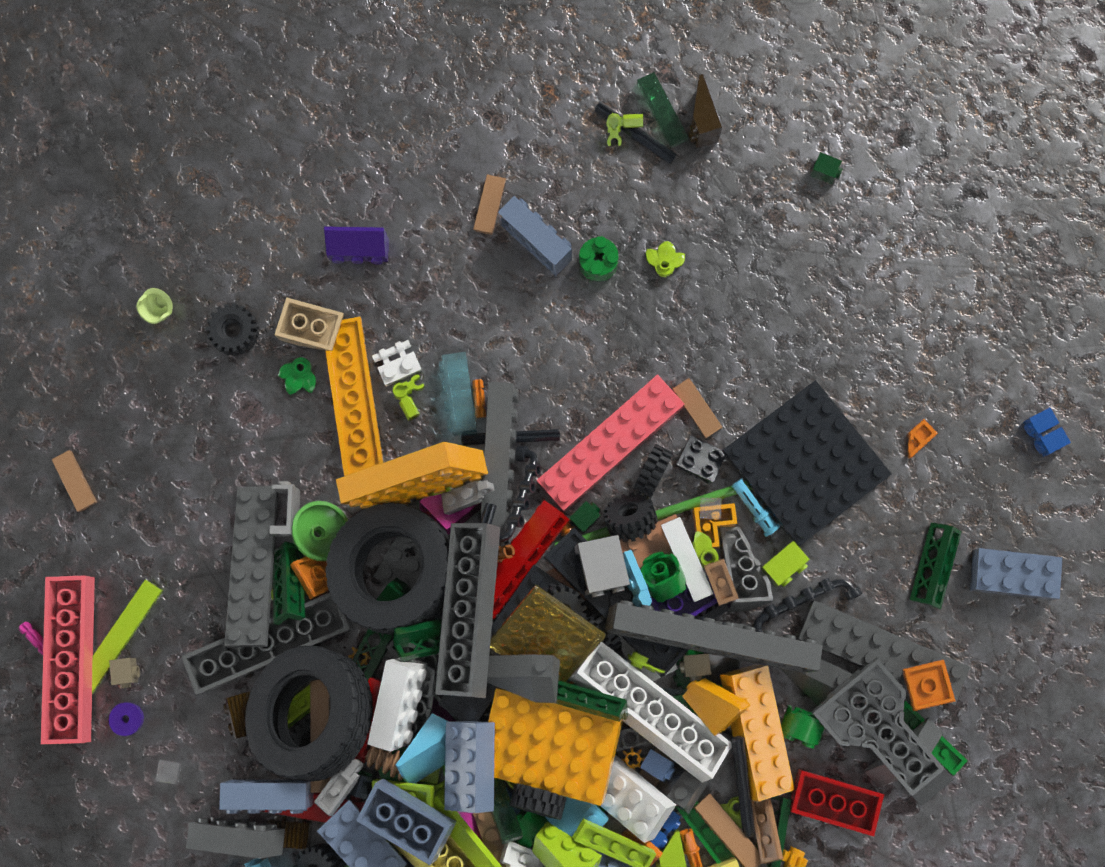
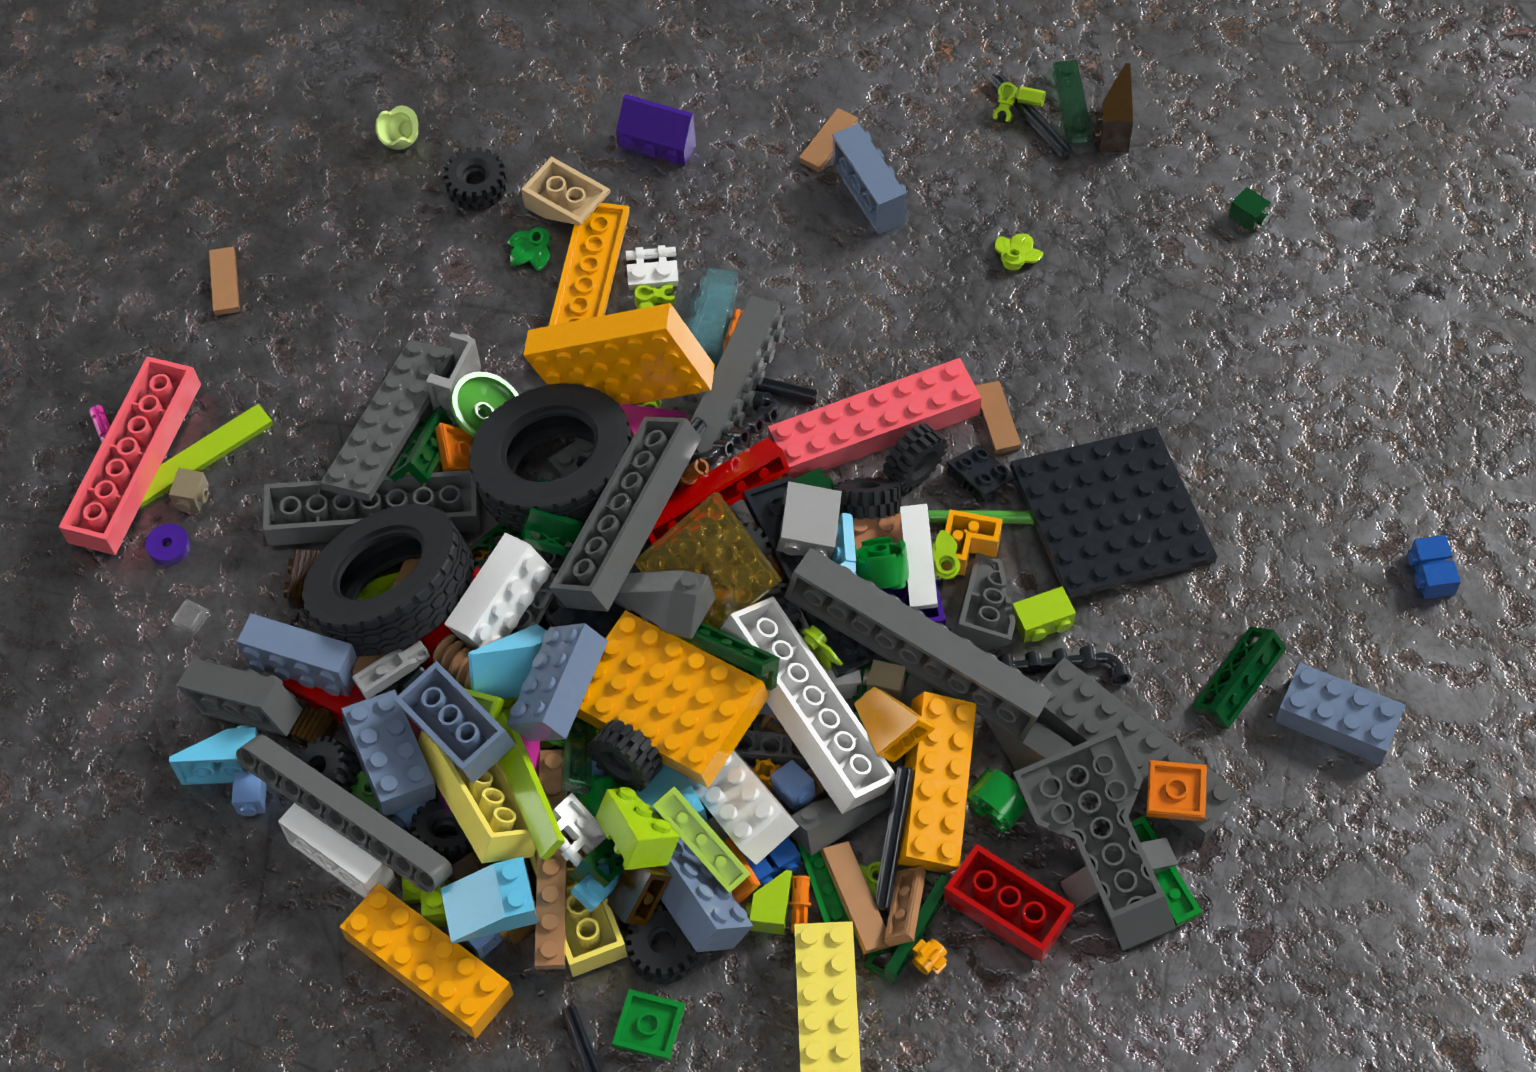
camera: 15 degrees right, 20 degrees down
(465, 496) = (680, 405): light grey hinge -> none
(600, 248) = (935, 225): green brick -> none
(710, 508) = (969, 513): clear tile -> none
(721, 581) = (952, 593): medium nougat plate -> none
(740, 487) = (1031, 552): medium azure pin -> none
(919, 437) = (1268, 529): orange tile -> none

